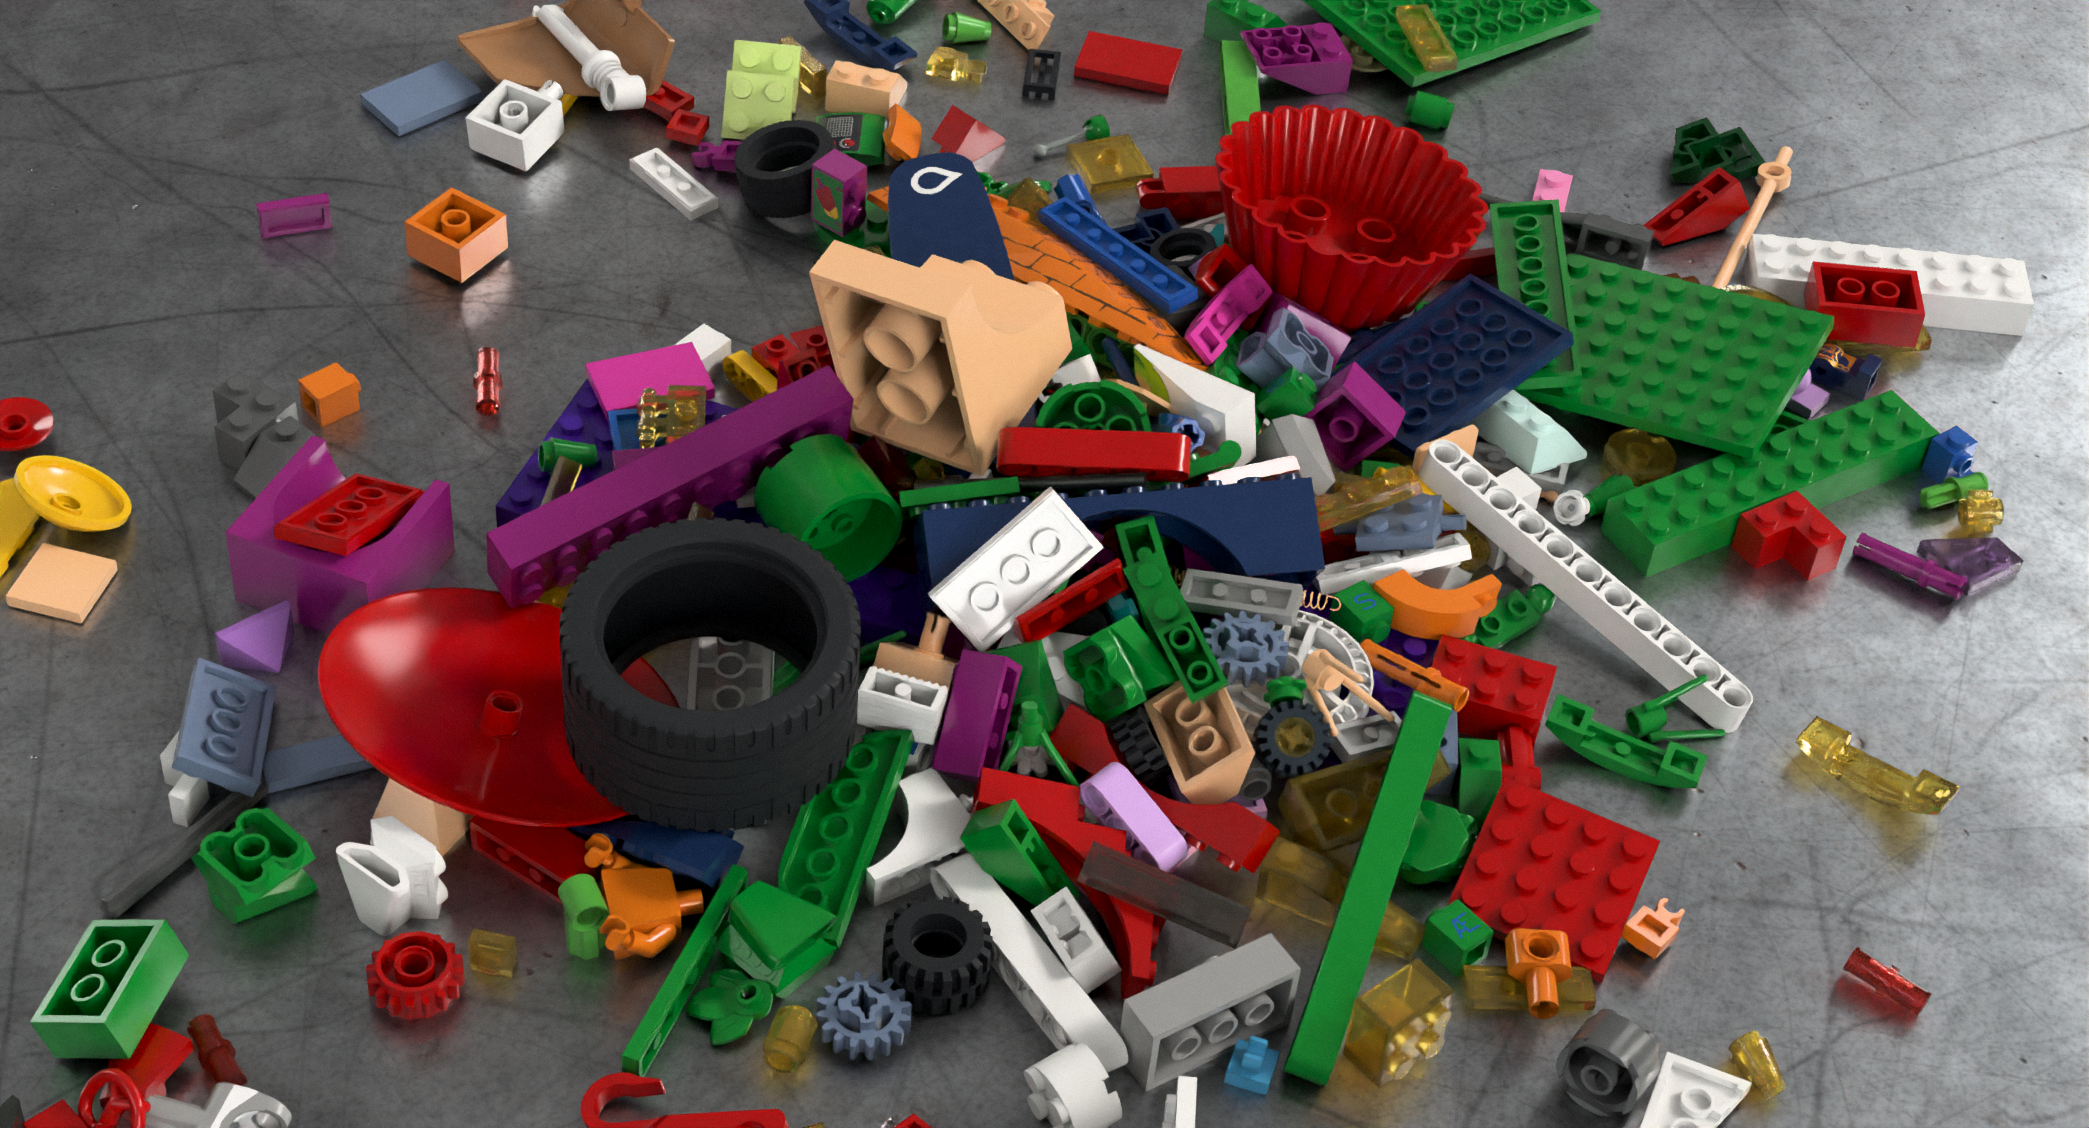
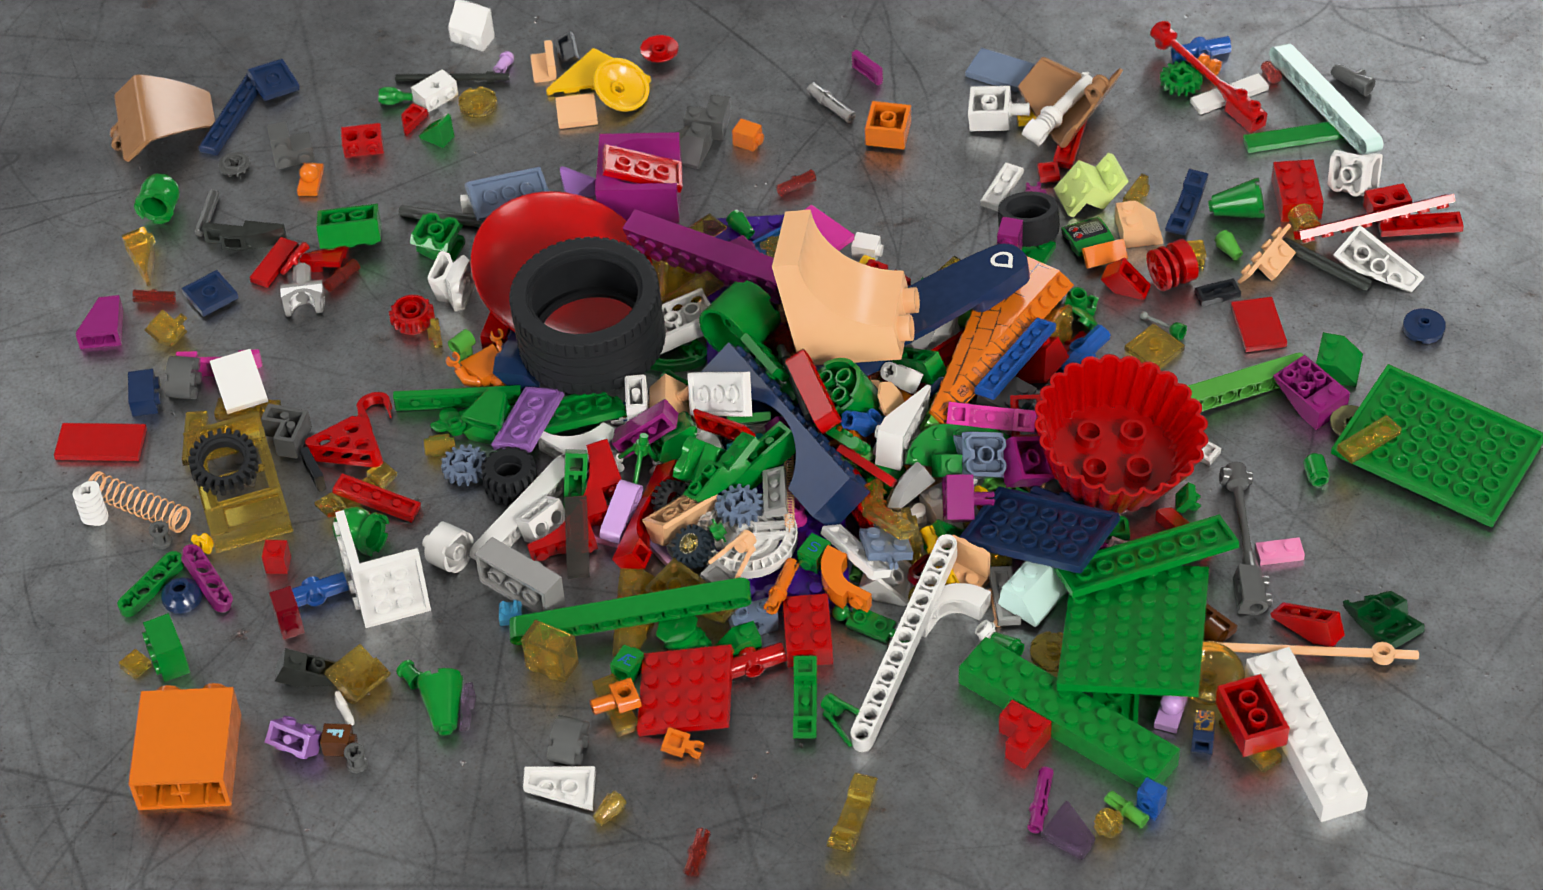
camera: 75 degrees right, 5 degrees up
(327, 283) = (825, 98): none -> light grey pin
(827, 872) = (528, 418): none -> medium lavender tile
(984, 77) = (1172, 264): none -> red wheel

